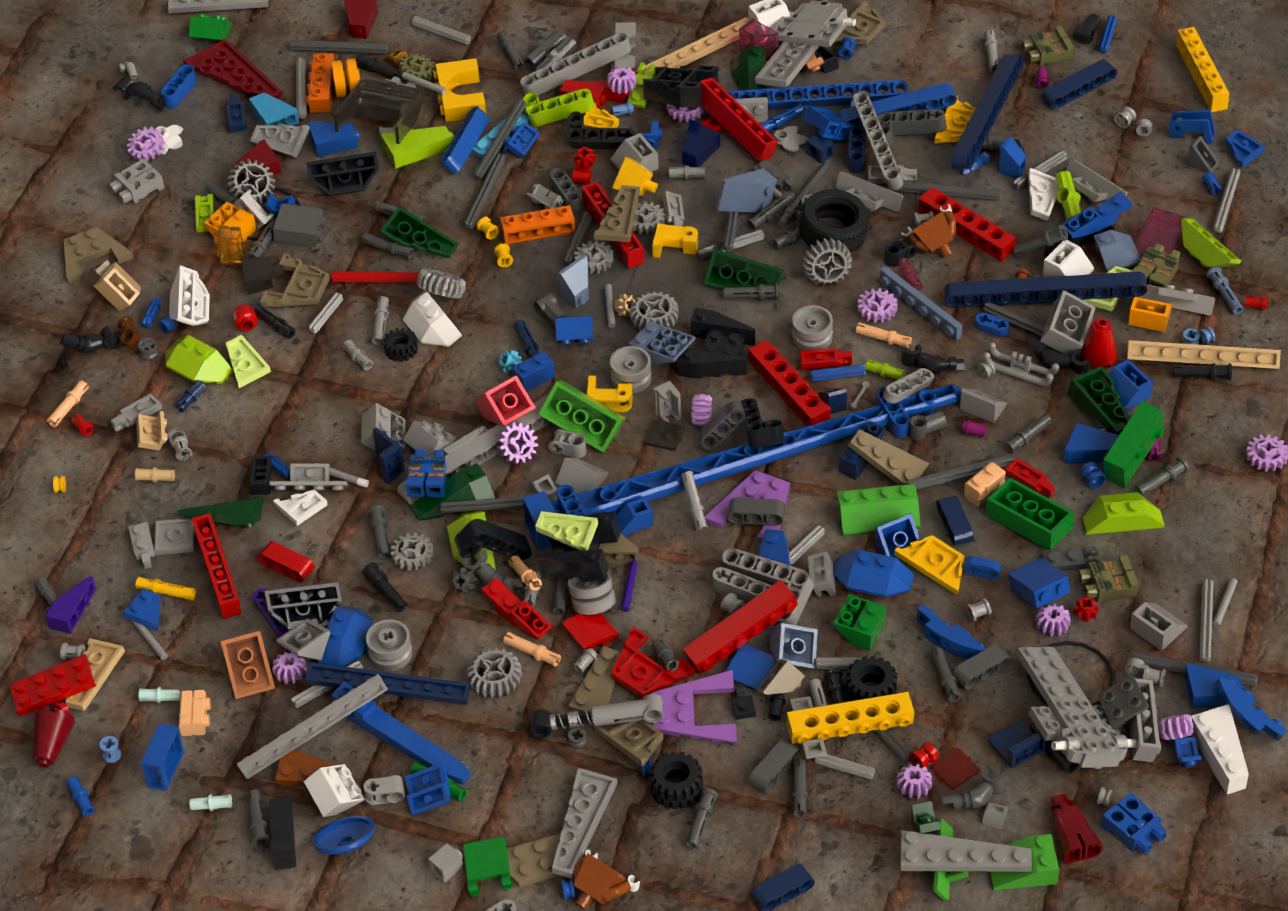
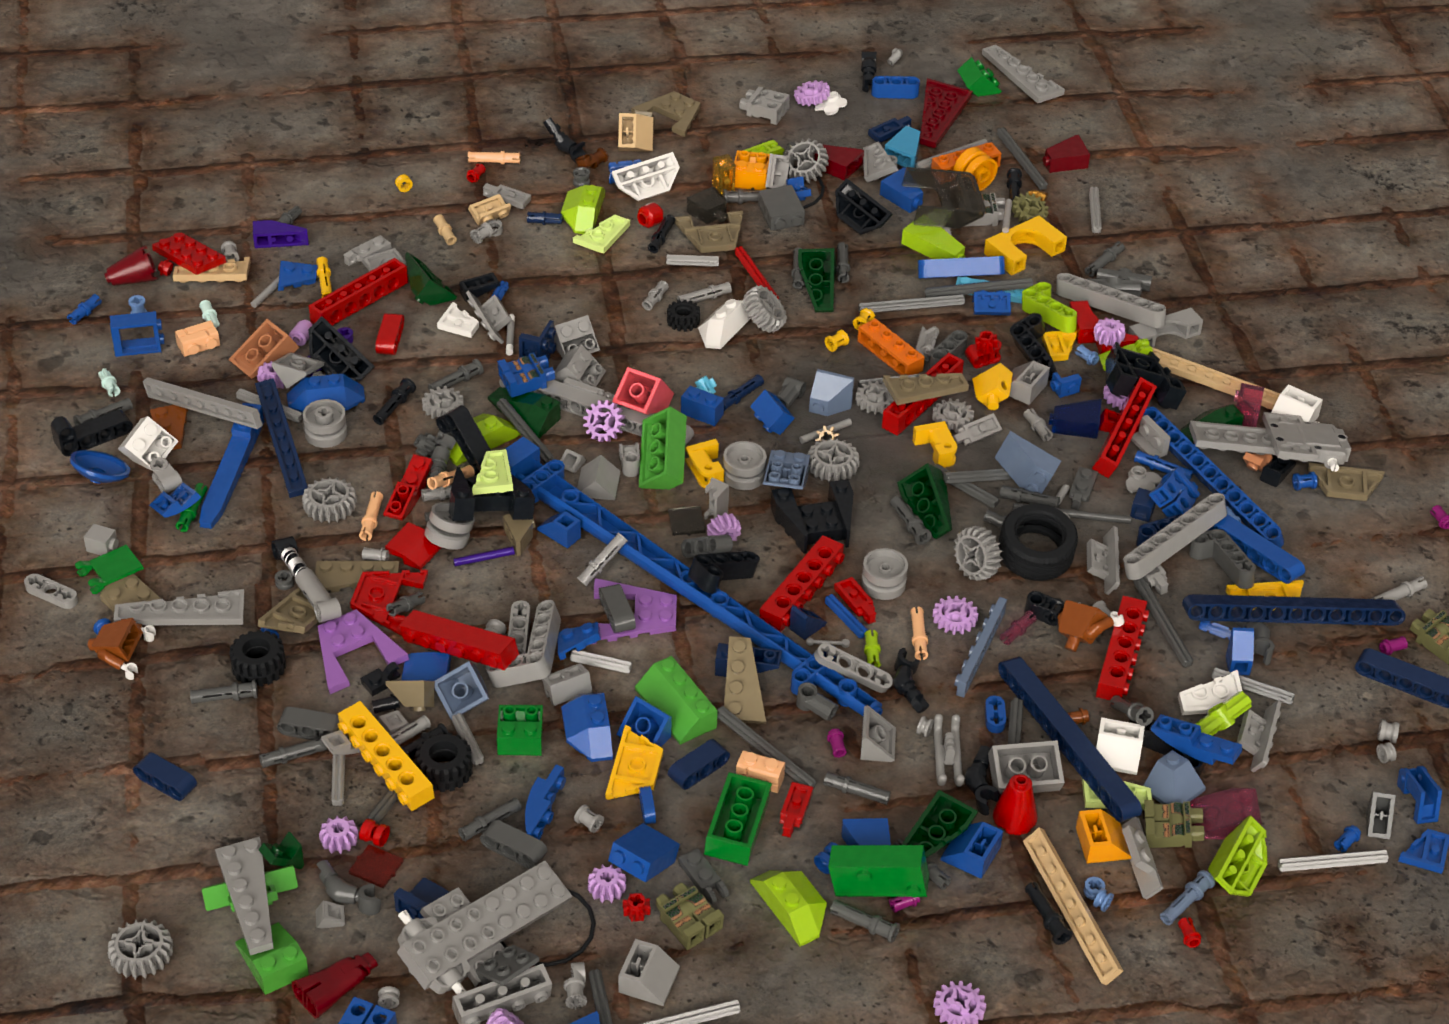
camera: 60 degrees right, 5 degrees down
(237, 626) = (300, 332): none -> lavender brick

